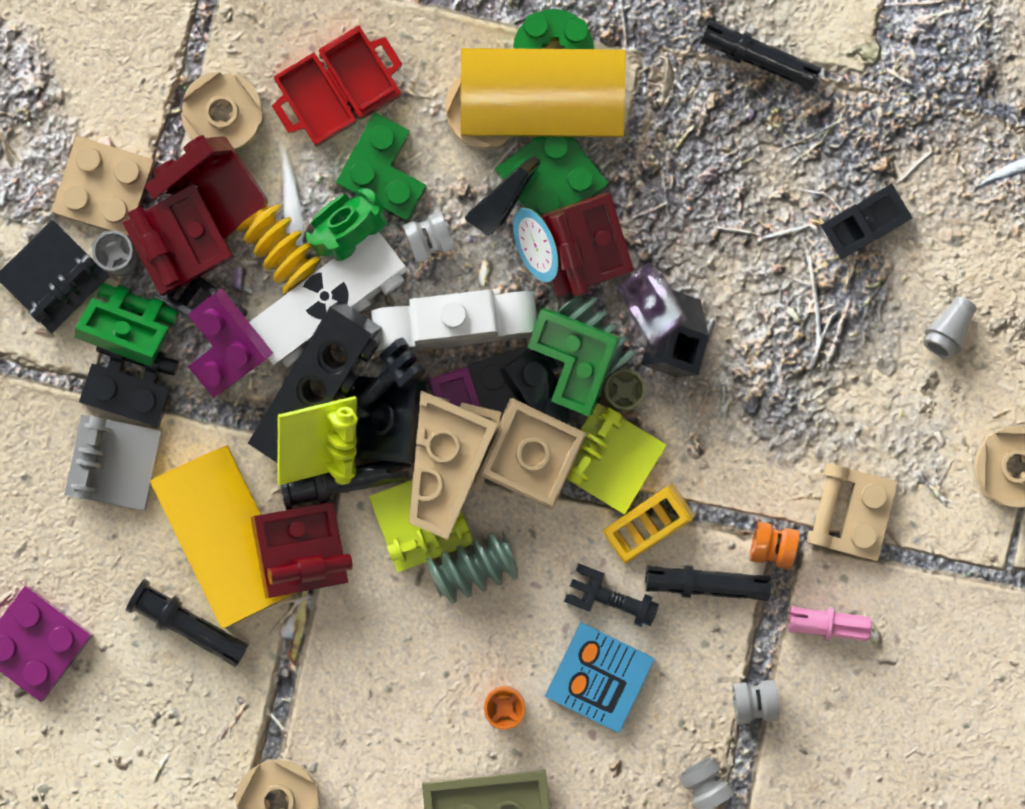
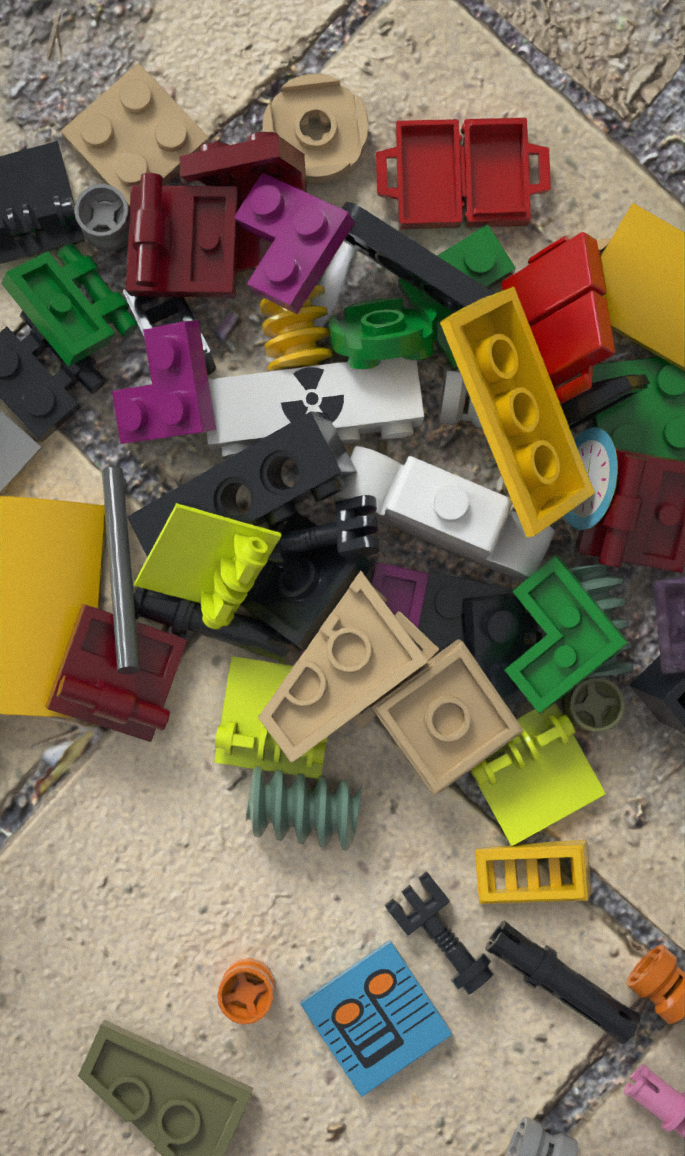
camera: 30 degrees right, 0 degrees up
(259, 194) = (302, 235): none -> magenta plate
(263, 480) = (120, 571): none -> dark grey bar
(409, 177) = (411, 261): none -> black beam
(455, 152) = (566, 310): none -> red piece
(462, 228) = (518, 409): none -> yellow slope

